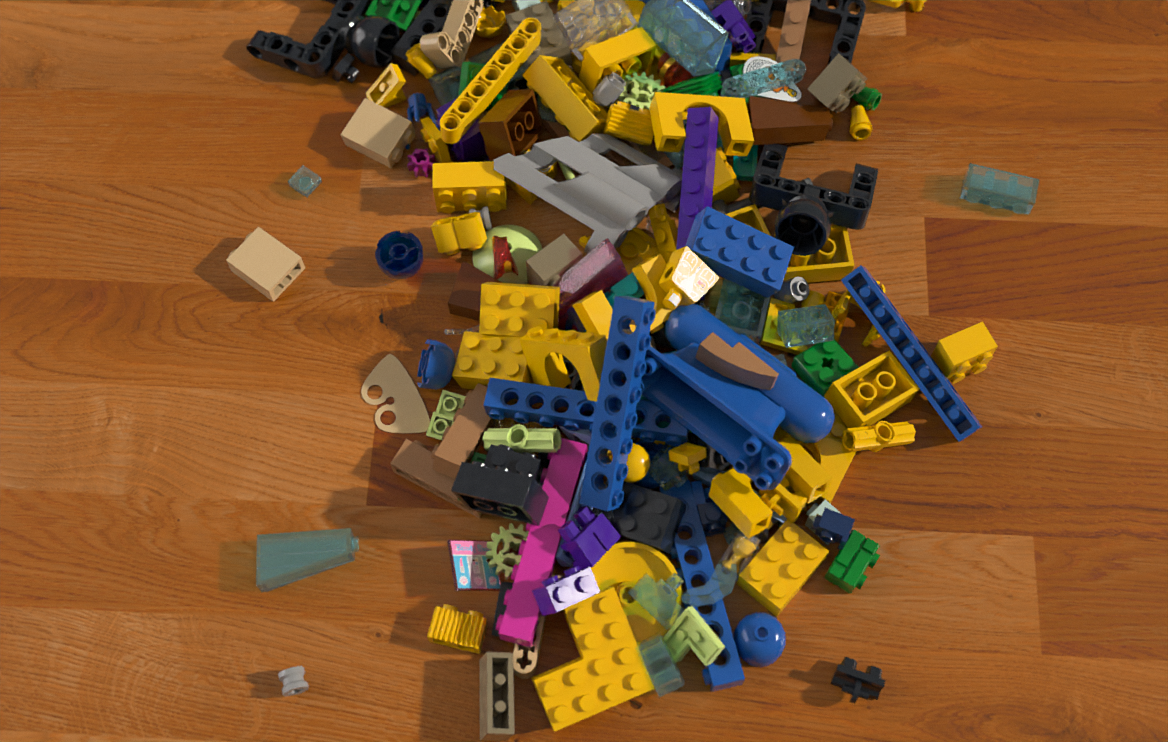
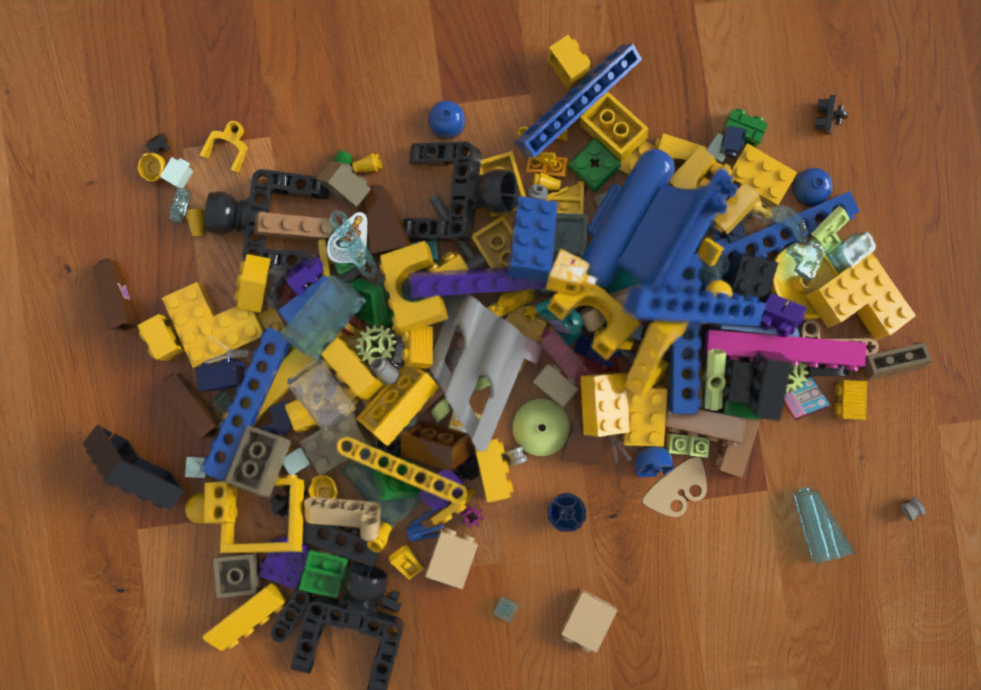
camera: 100 degrees left, 20 degrees up
(459, 232) = (535, 469): yellow brick -> none
(502, 258) = (558, 426): clear red piece -> none
(565, 591) = (827, 323): brick -> none
(736, 363) = (637, 225): medium nougat slope -> none
(805, 325) = (574, 179): clear light blue brick -> none
(878, 436) = (648, 116): yellow piece -> none
(905, 213) = (446, 120): none -> blue cylinder
(999, 189) = (412, 47): clear light blue brick -> none

